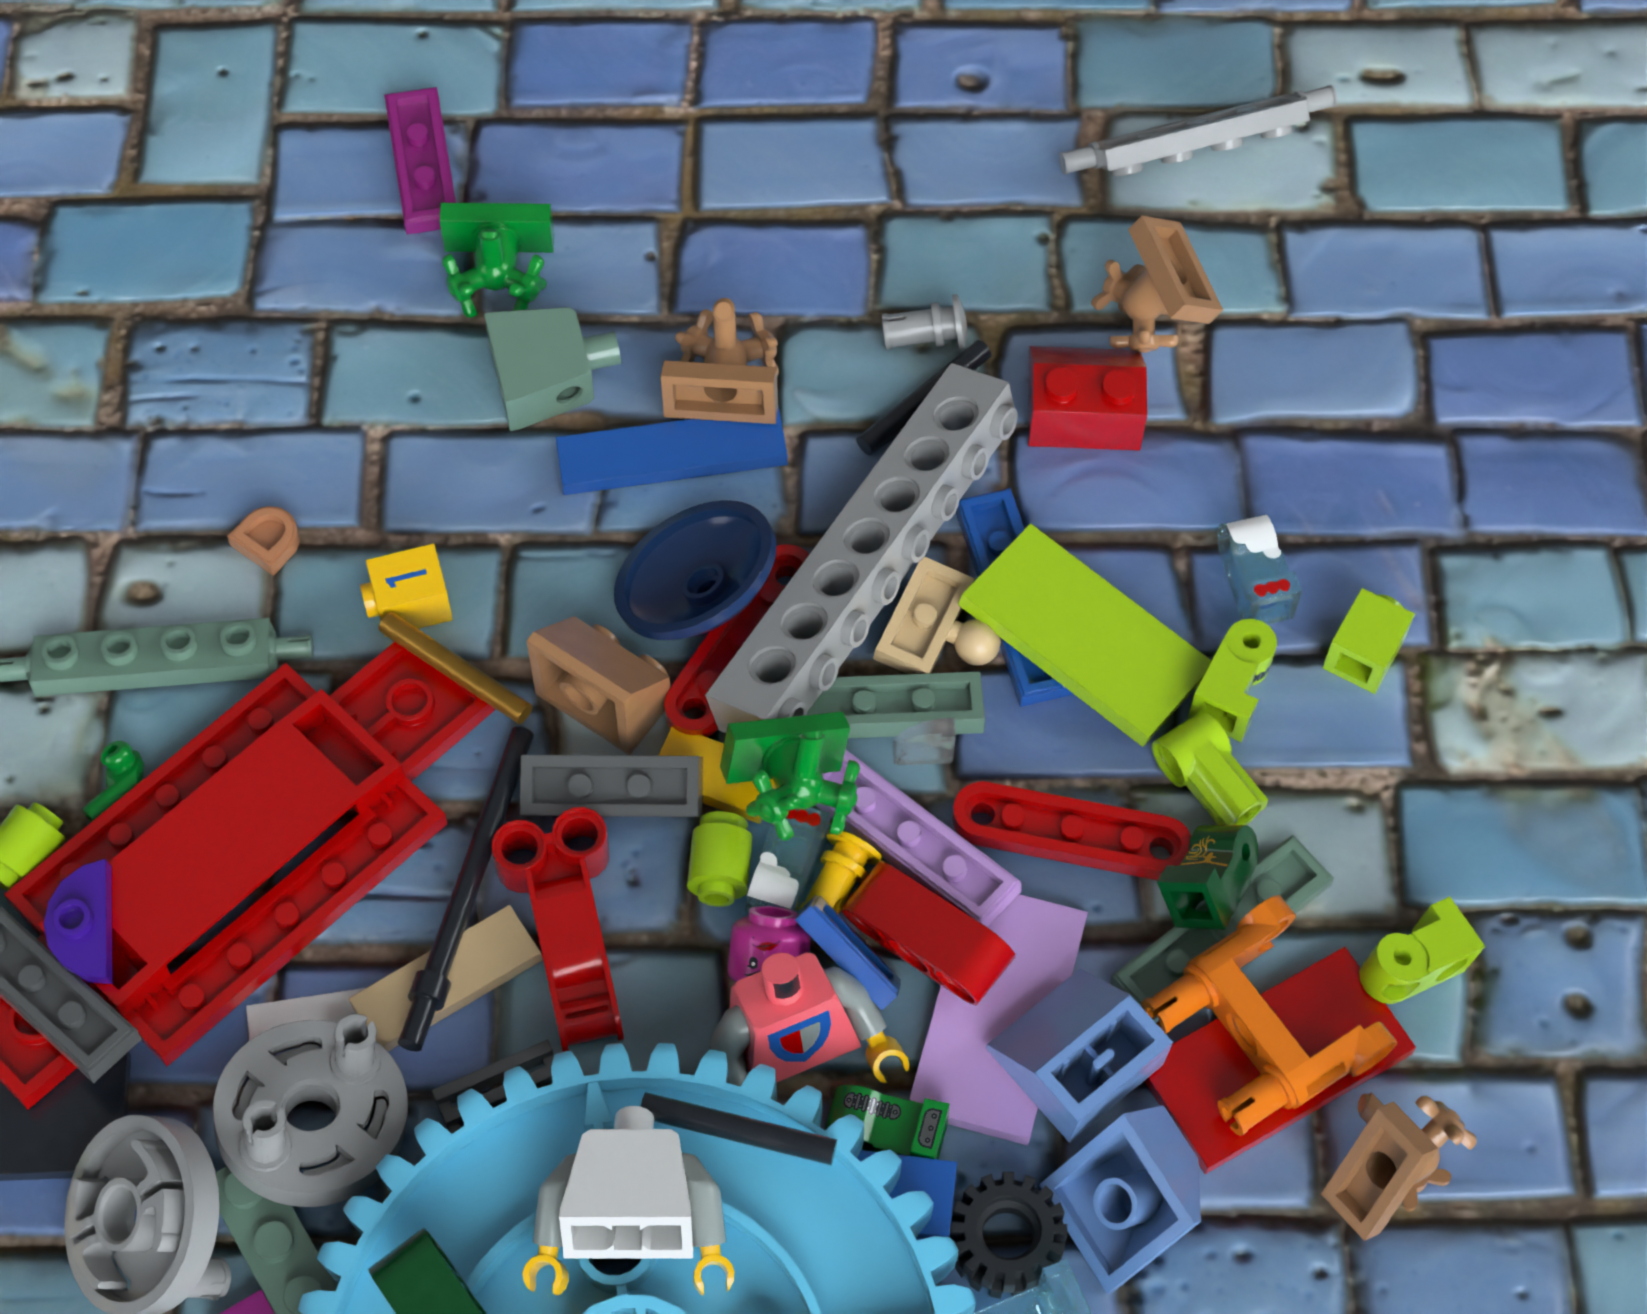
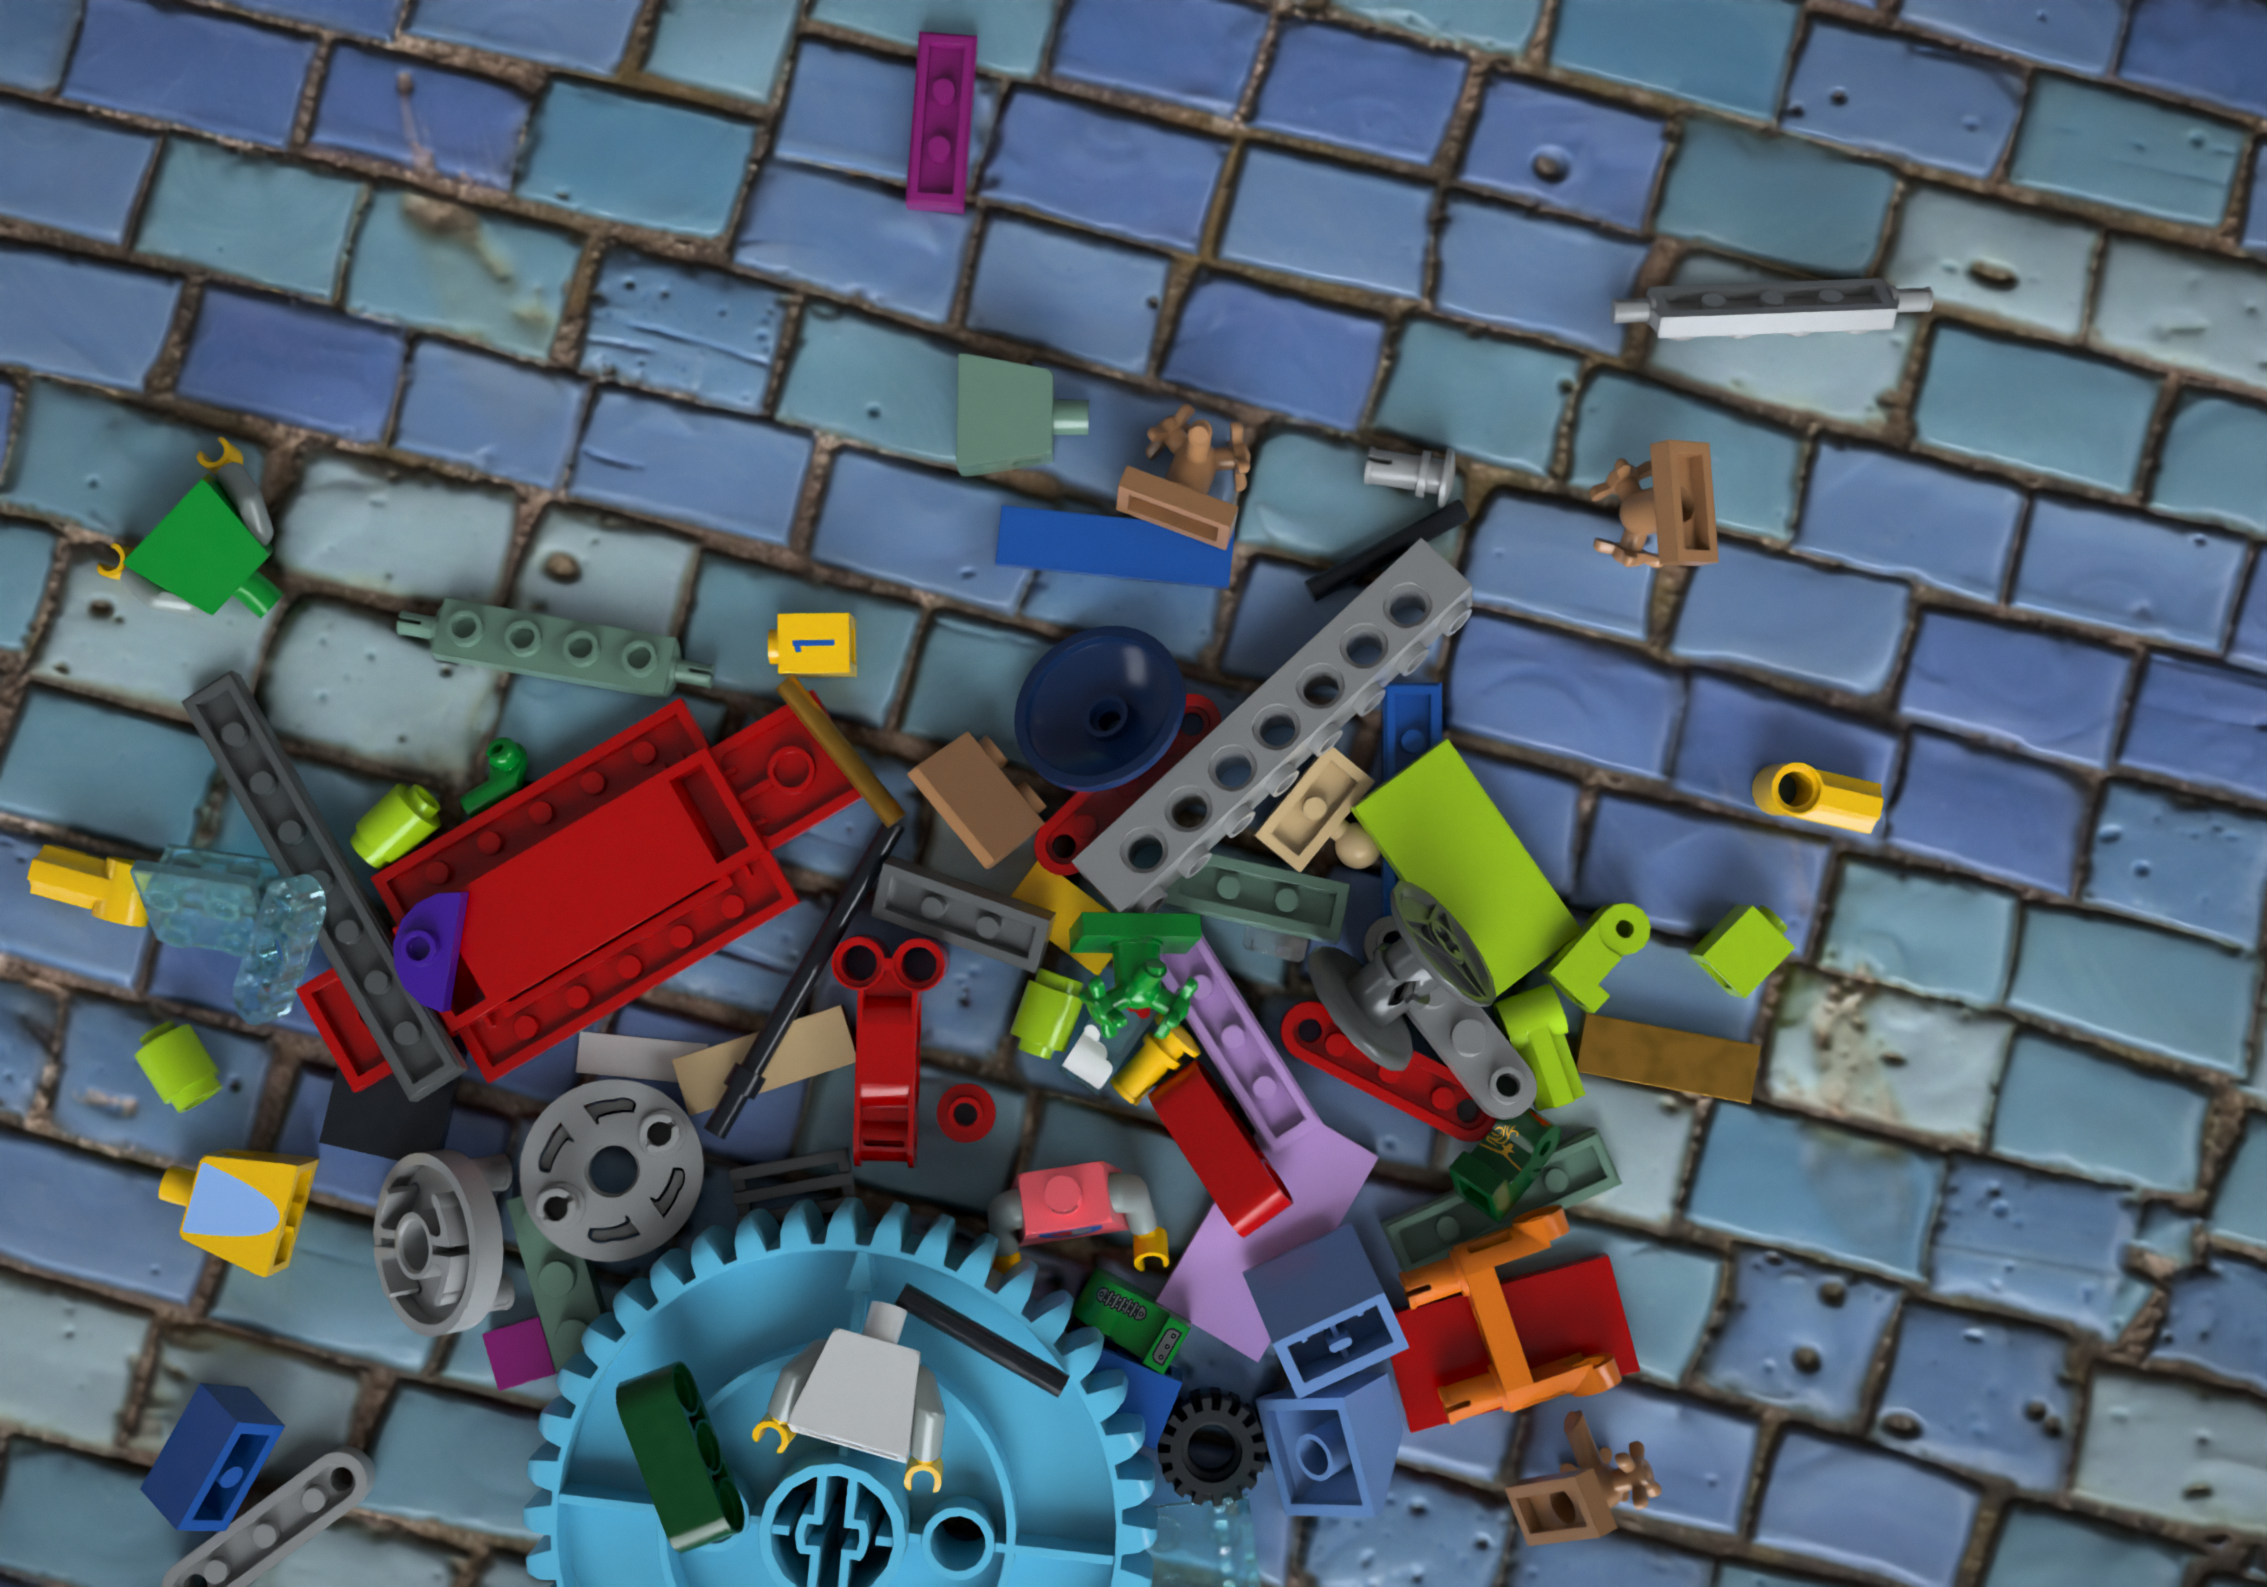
camera: 15 degrees right, 25 degrees up
(266, 537) = (693, 541): nougat tile -> none
(496, 236) = (995, 252): green piece -> none
(668, 992) = (975, 1096): none -> red plate
(760, 935) = (1067, 1124): dark pink head -> none
(849, 950) = (1140, 1148): blue tile -> none
(1053, 712) = (1369, 998): none -> dark grey piece
(1086, 398) = (1552, 593): red slope -> none
(1113, 764) = (1465, 1041): none -> light grey plate
(1258, 570) = (1658, 840): clear light blue leg -> none
(1336, 757) = (1666, 1057): none -> pearl gold tile
(1388, 496) = (1820, 797): none -> yellow piece
(1435, 951) = (1677, 1293): lime leg -> none

